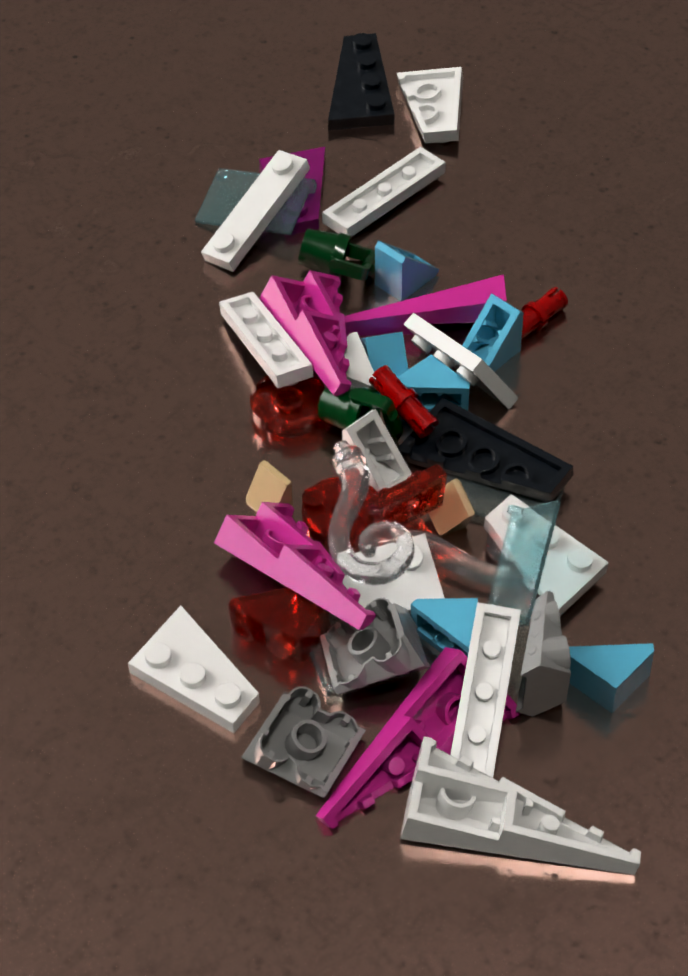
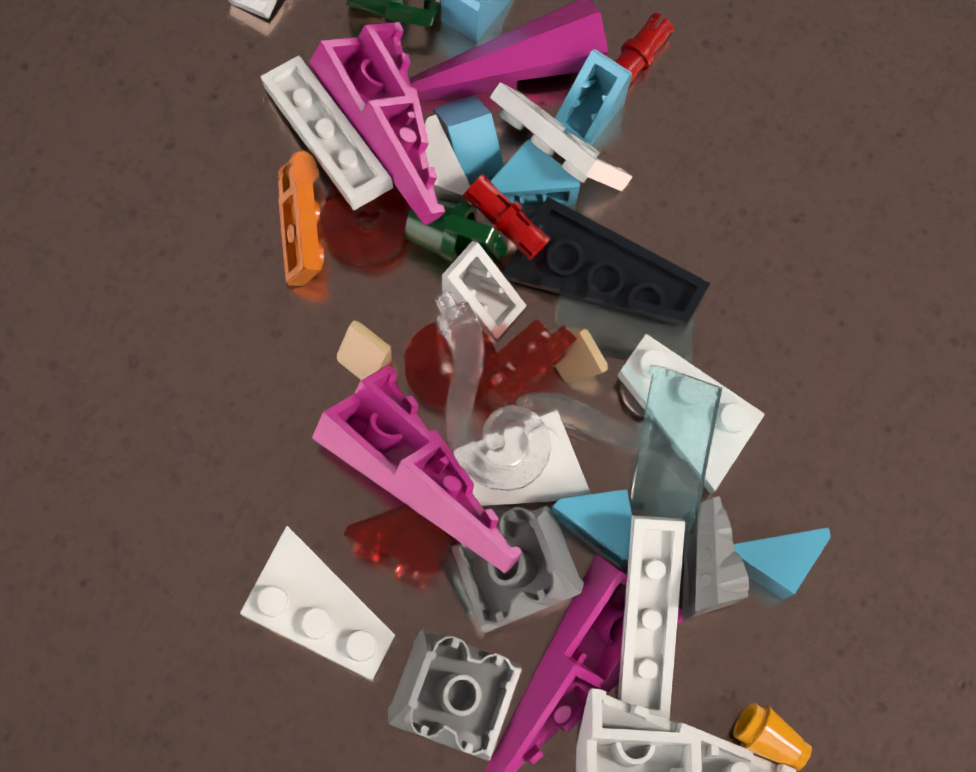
camera: 15 degrees left, 25 degrees up
(232, 398) = (299, 219): none -> orange hinge
(585, 805) = (771, 737): none -> light orange cone

